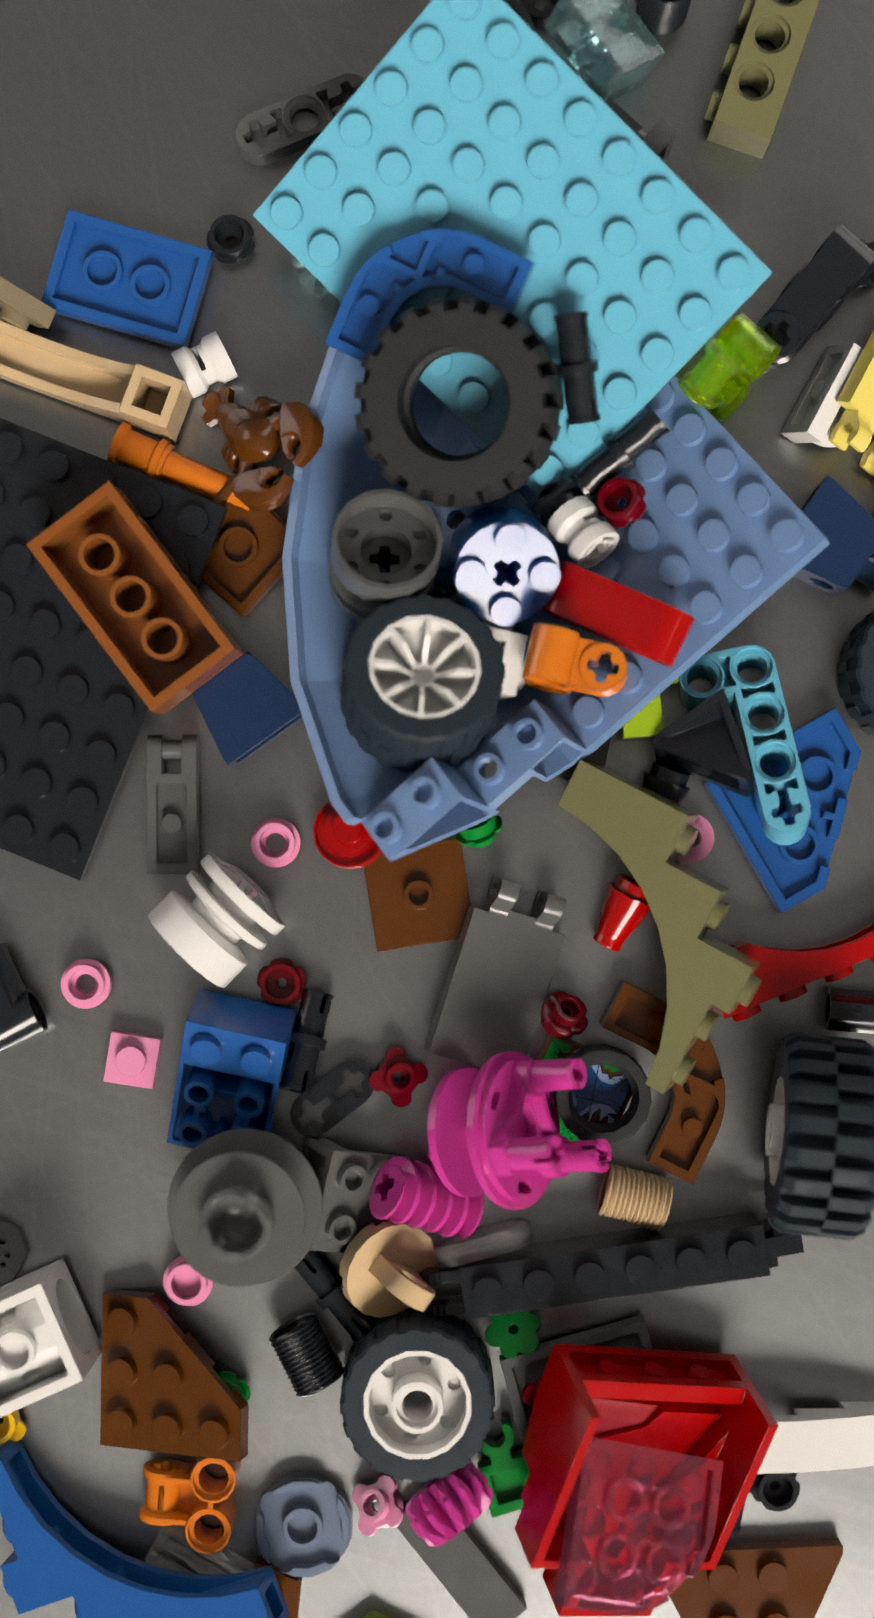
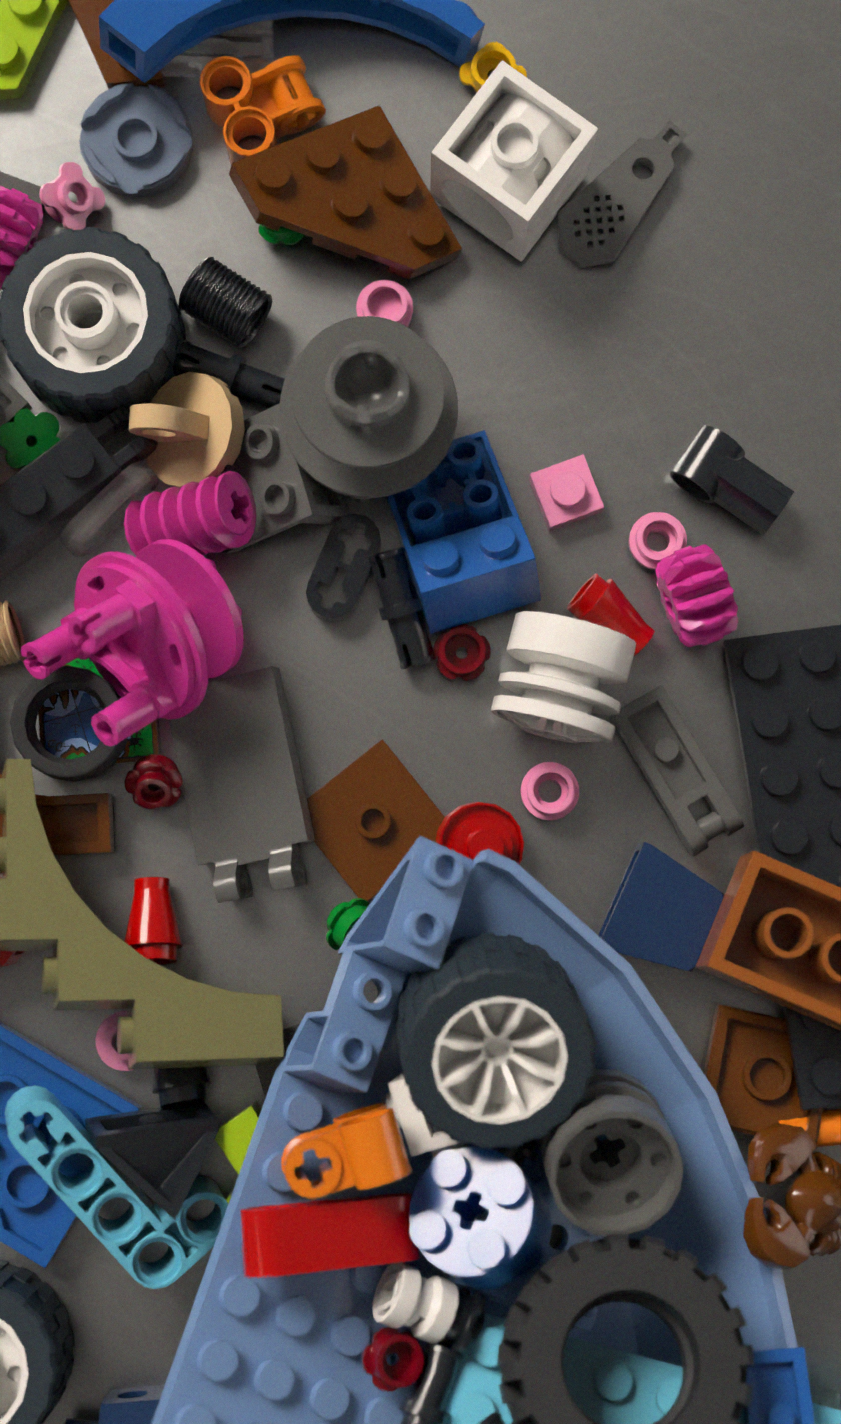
camera: 145 degrees right, 5 degrees down
(81, 924) = (697, 595): none -> dark pink gear
(153, 955) = (607, 606): none -> red cone
(384, 1081) = (303, 615): dark red plate -> none

